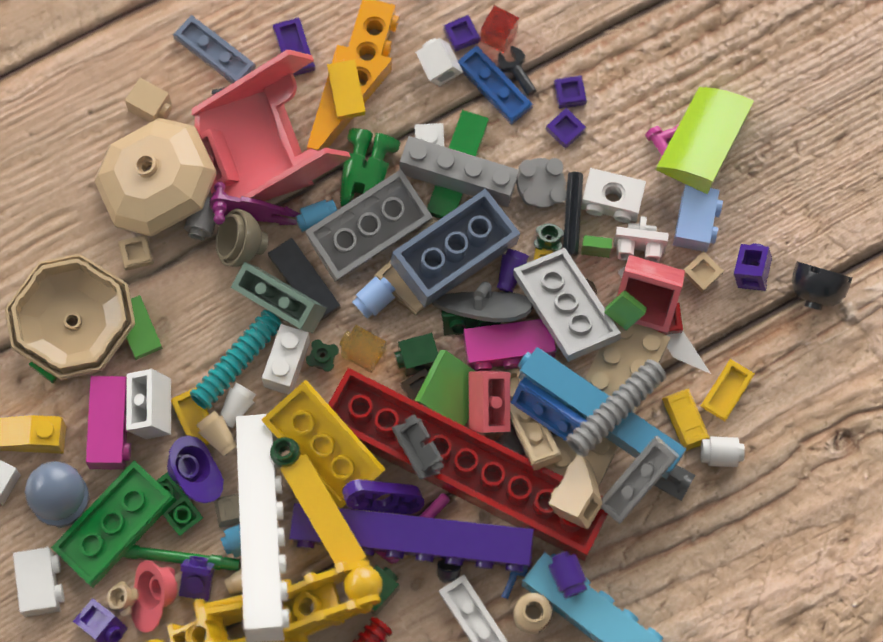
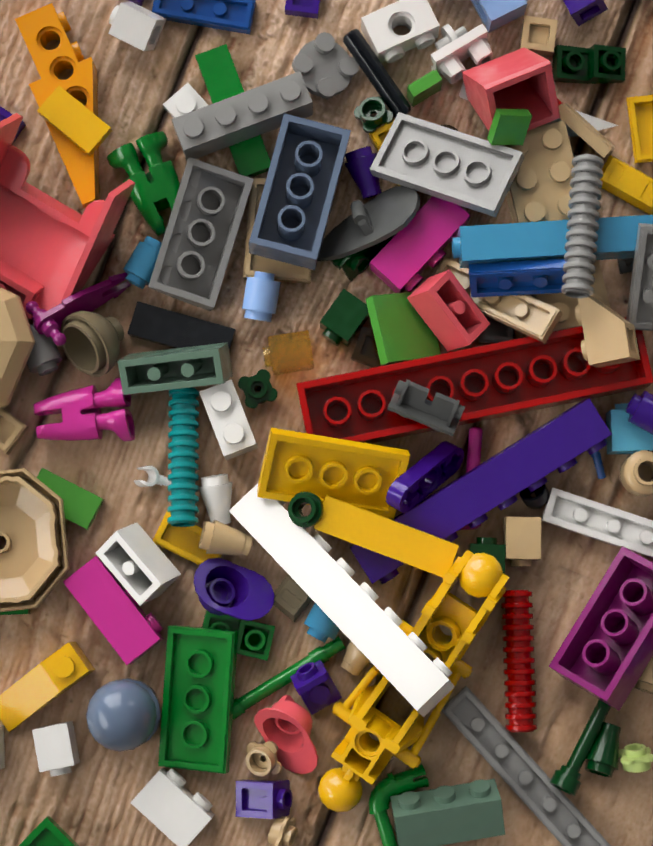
camera: 30 degrees left, 10 degrees up
(194, 282) = (83, 414): none -> dark pink piece
(206, 359) = (153, 478): none -> white hand
(414, 593) = (522, 540): none -> tan brick
(682, 357) = (585, 130): none -> tan tile
(722, 318) = (589, 65): none -> dark green slope

